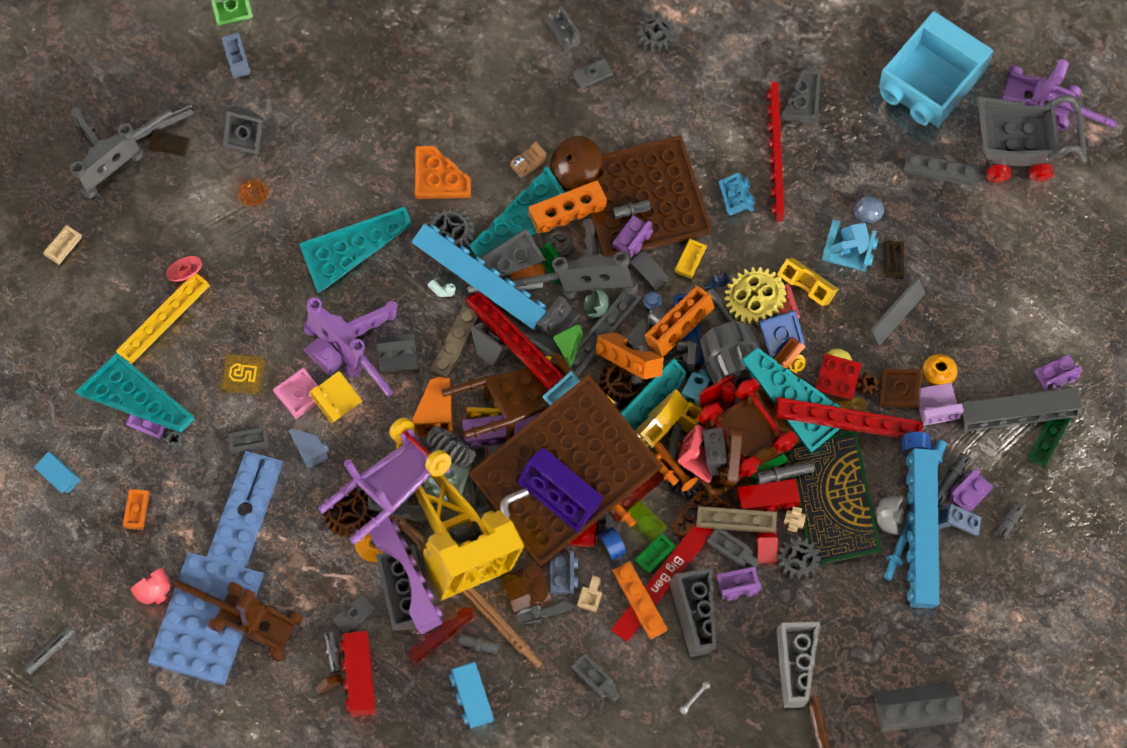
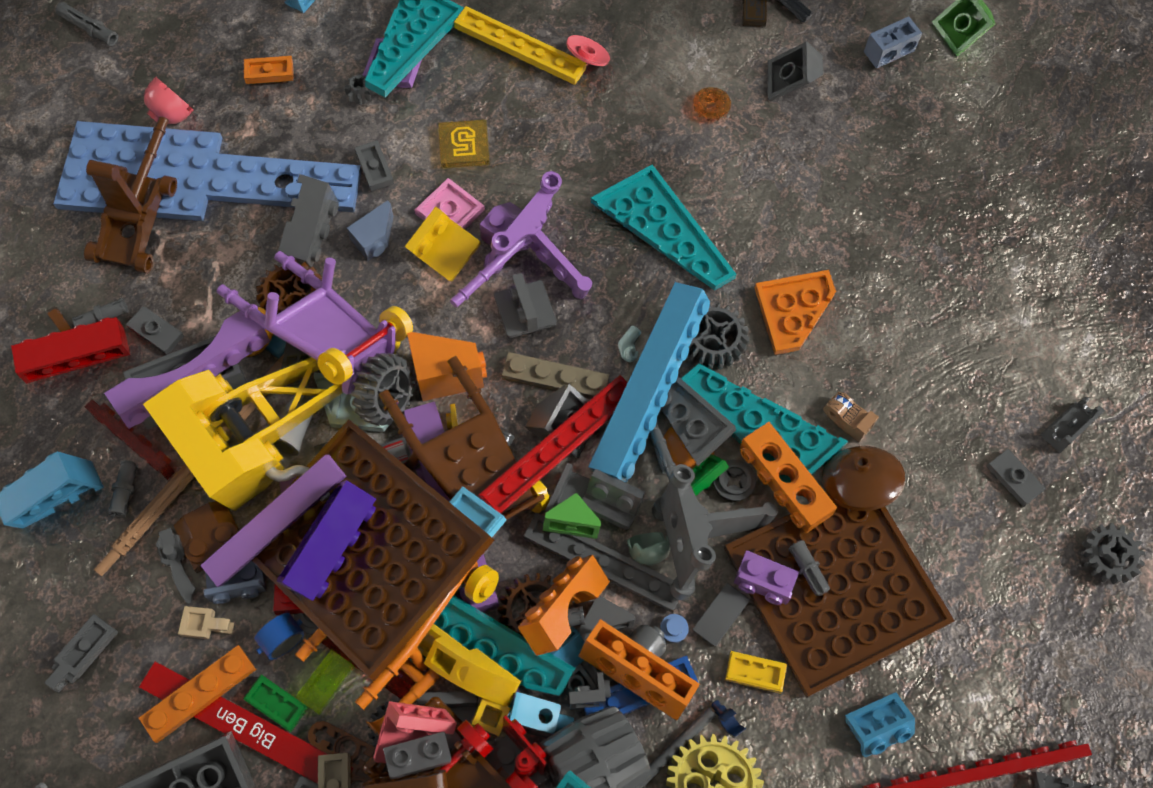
camera: 75 degrees right, 0 degrees up
(294, 488) = (309, 221): none -> dark grey wedge
(535, 528) = (273, 520): none -> medium lavender tile

